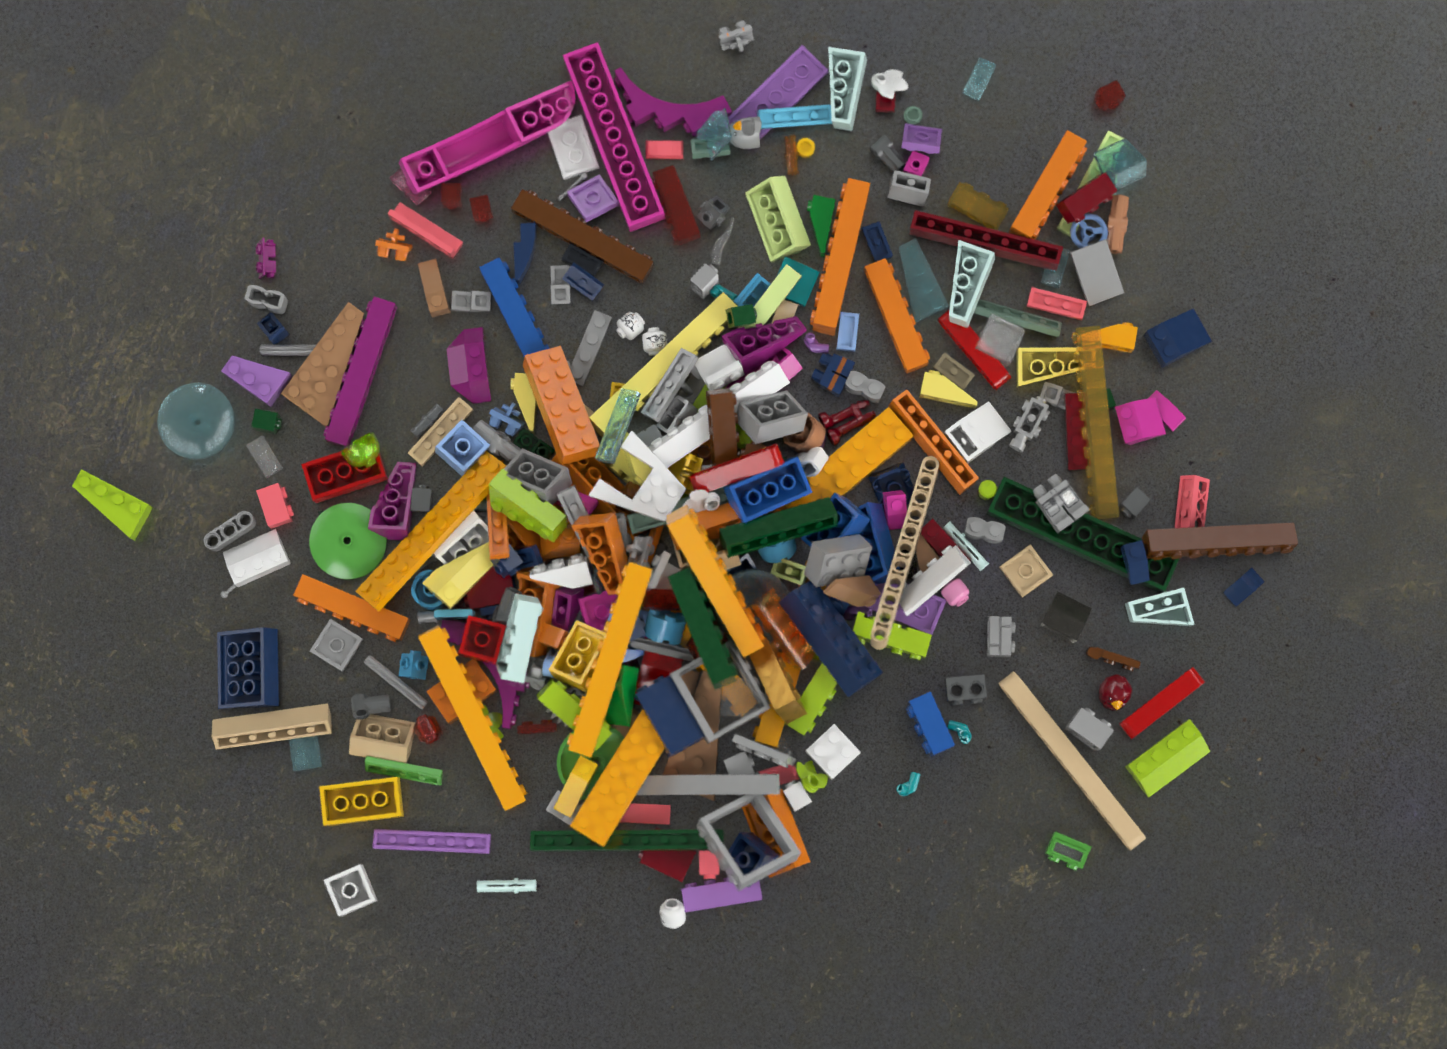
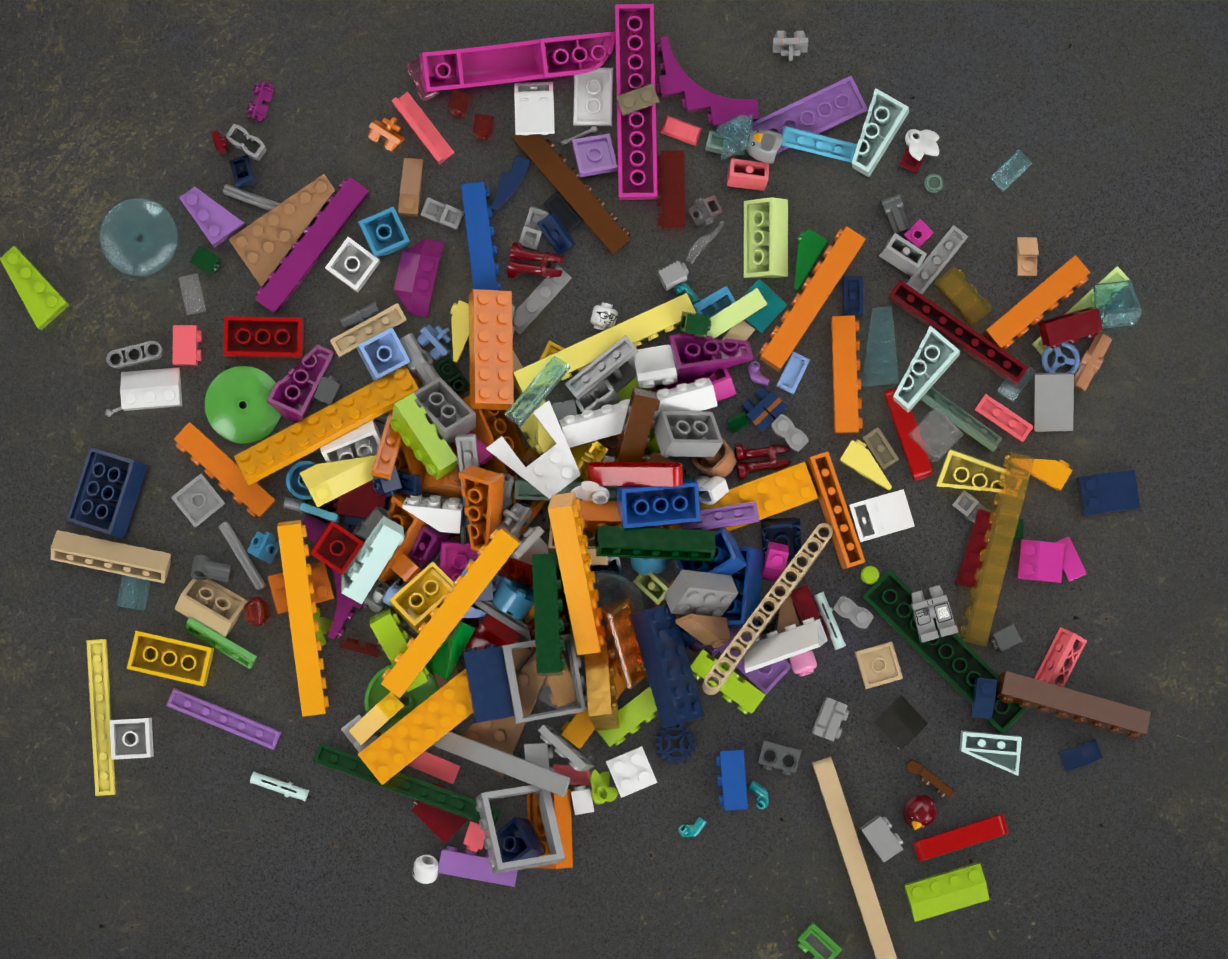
camera: 20 degrees right, 5 degrees up
(242, 307) = (220, 142): none -> dark red plate
(314, 881) = (100, 715): none -> light yellow tile
(362, 451) = (286, 326): clear neon green cylinder -> none
(404, 376) = (352, 264): none -> white brick
(424, 335) = (384, 232): none -> dark azure slope
(522, 173) = (534, 108): none -> white slope
(582, 307) = (516, 267): none -> dark red piece
(614, 132) = (637, 99): none -> dark tan plate
(630, 325) = (586, 293): white head -> none
(740, 166) = (747, 174): none -> coral brick
(791, 155) = (801, 180): clear orange pin -> none
(805, 147) = (818, 177): yellow tile -> none
(813, 394) = (737, 422): none -> dark green slope
(834, 482) = (724, 517): none -> medium lavender tile
(855, 708) = (685, 752): none -> dark blue gear
(921, 138) = (933, 210): medium lavender plate -> none
(942, 181) = (937, 259): none -> light grey plate
(1022, 150) = (1027, 256): none -> light nougat slope
(1030, 420) = (936, 522): light grey brick -> none
(1109, 96) = (1131, 233): clear red brick -> none

